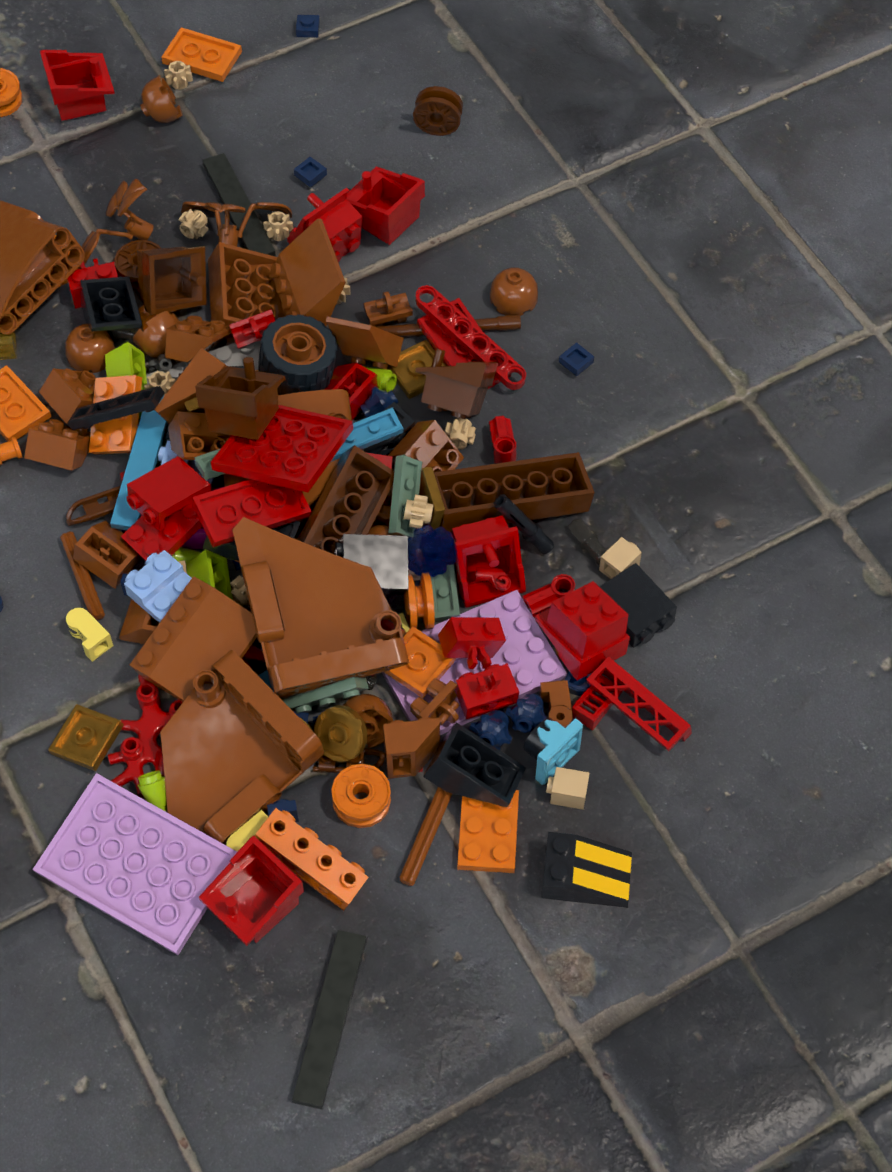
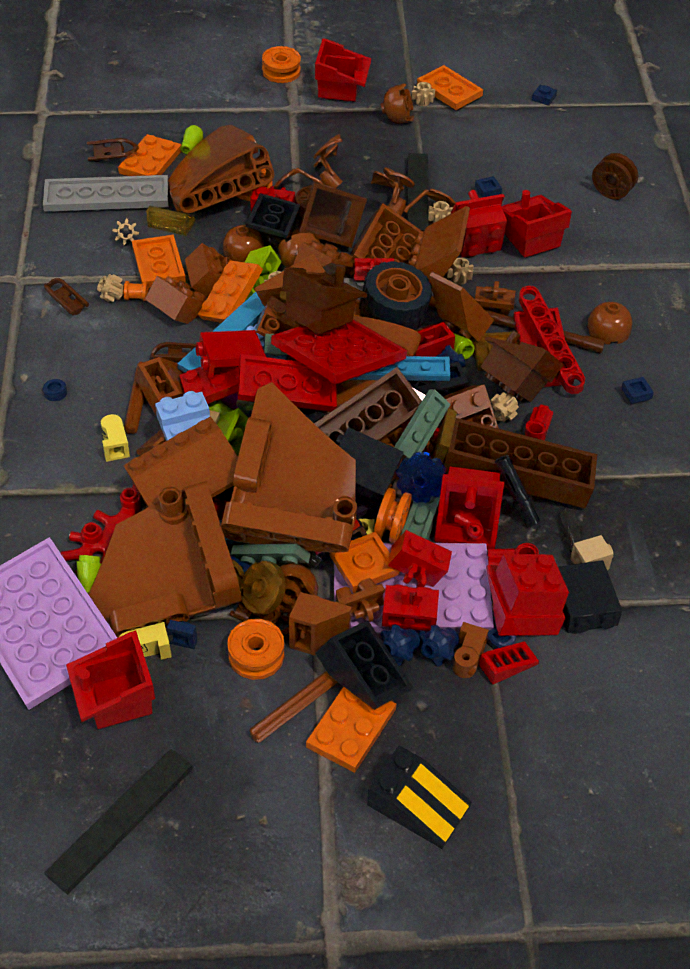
camera: 25 degrees right, 10 degrees down
(86, 737) = (63, 511): pearl gold tile -> none
(117, 407) = (208, 283): black plate -> none
(193, 224) = (374, 190): tan gear -> none
(311, 859) = (179, 677): orange brick -> none
(418, 511) = (425, 438): tan gear -> none
(553, 746) = (443, 678): medium azure piece -> none
(568, 788) = (442, 720): tan brick -> none
(643, 699) = (550, 673): red fence -> none

